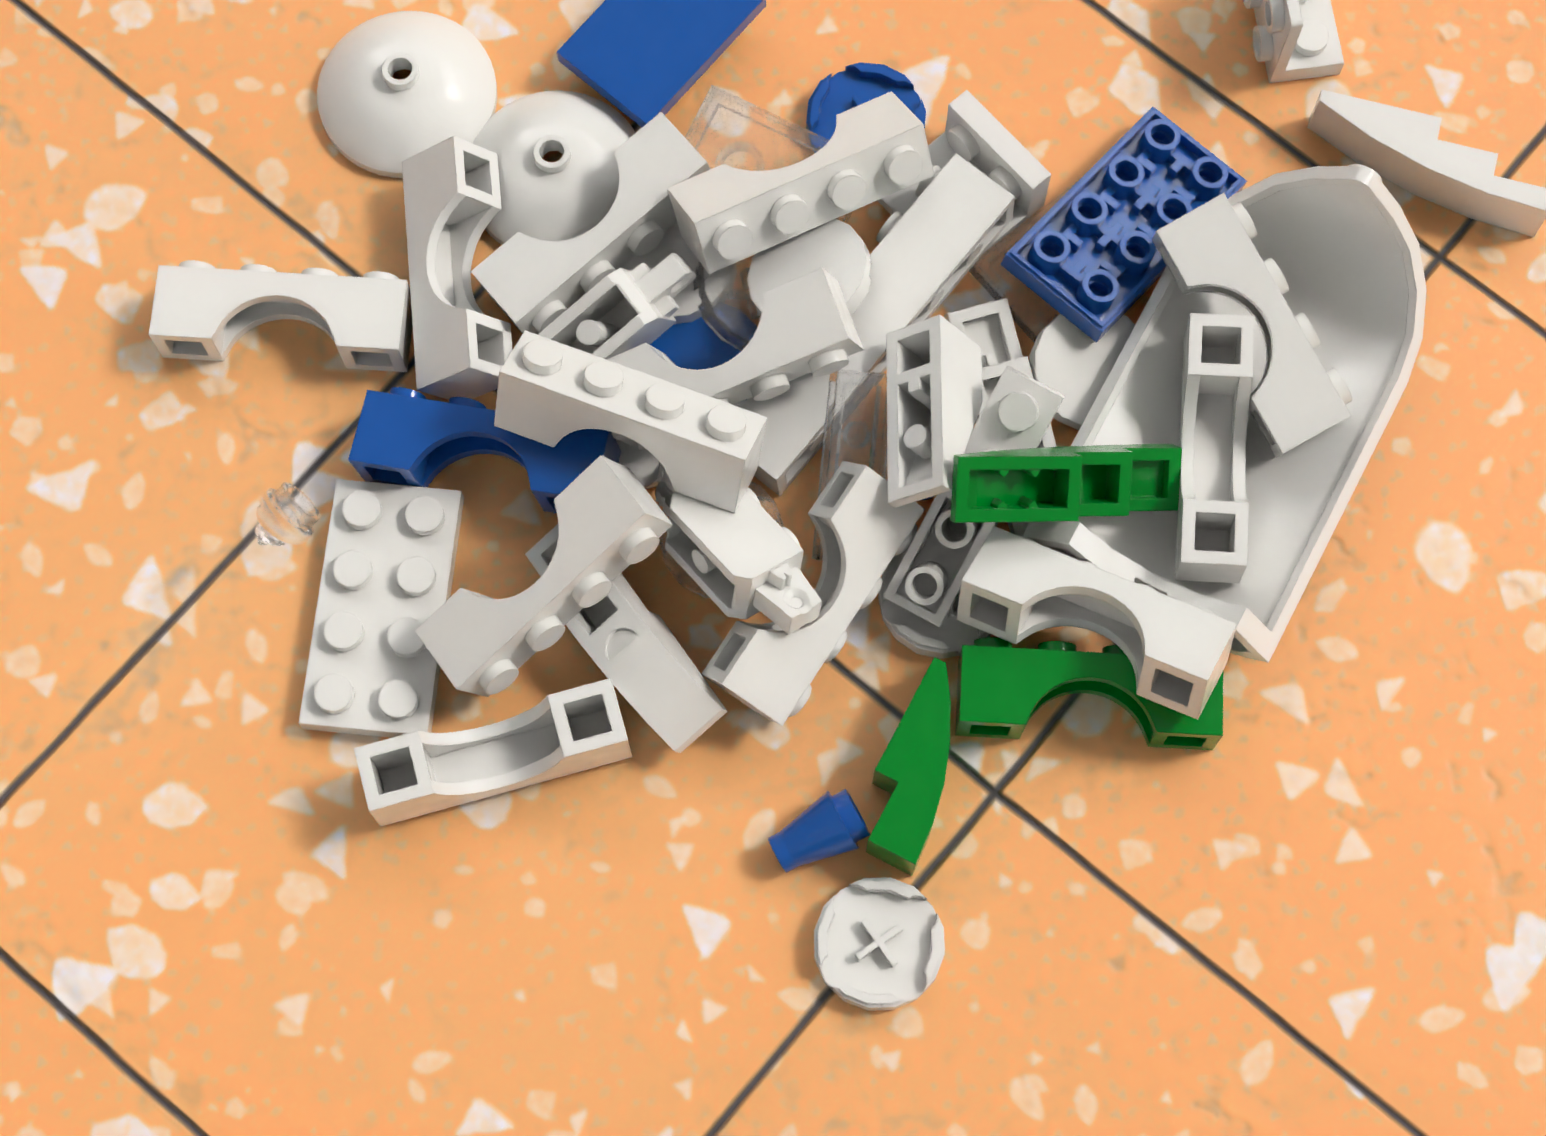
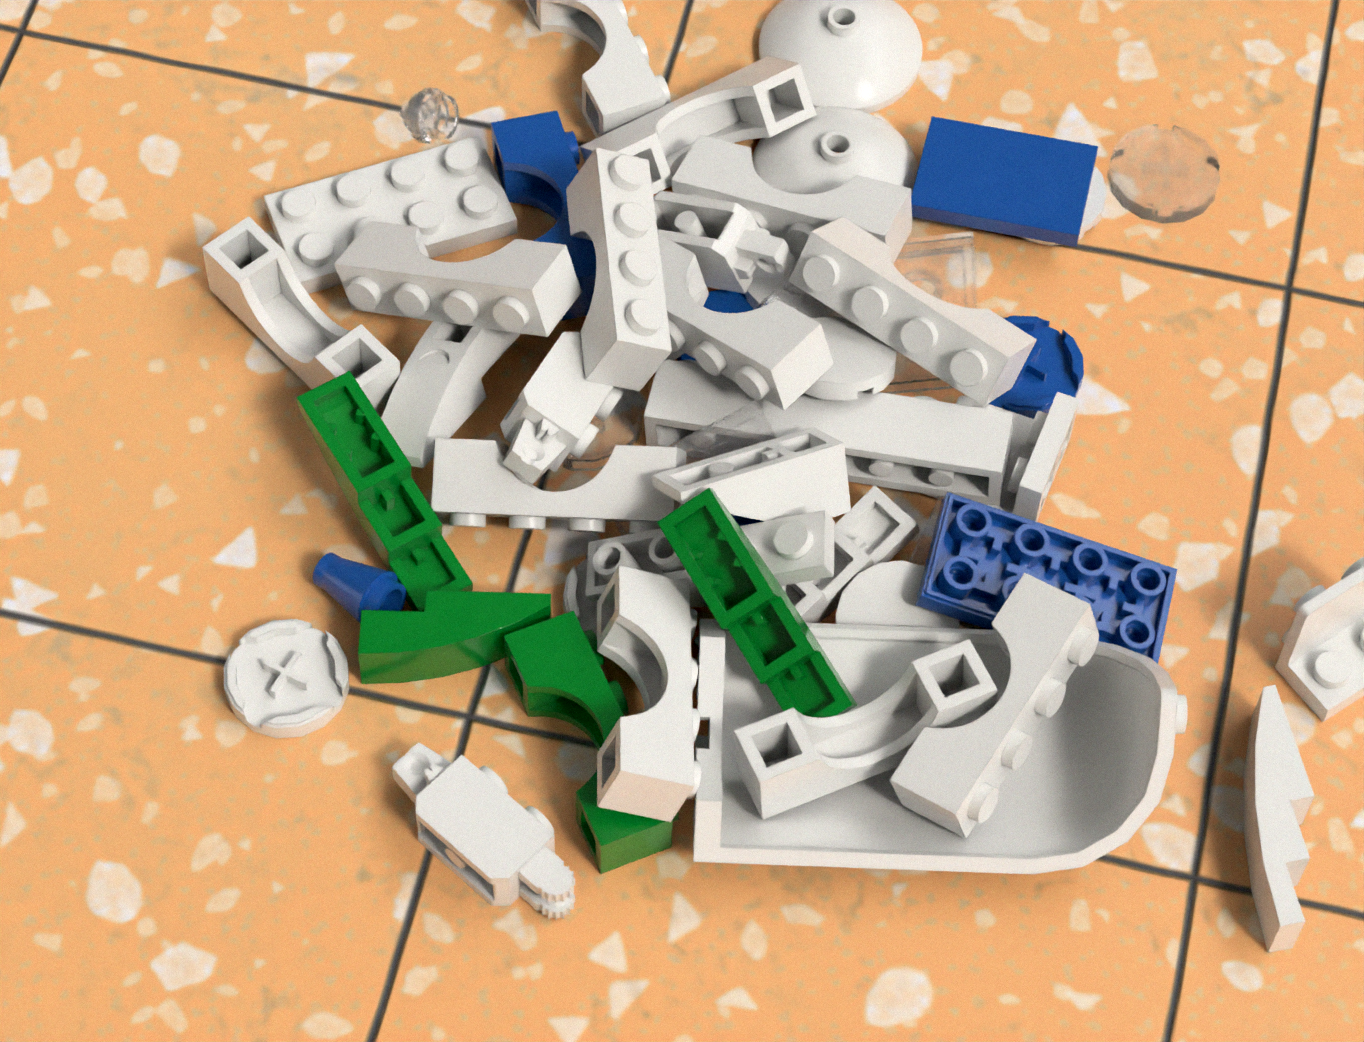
camera: 60 degrees right, 15 degrees down
(741, 761) = (381, 489): none -> green slope
(1139, 835) = (485, 833): none -> white hinge

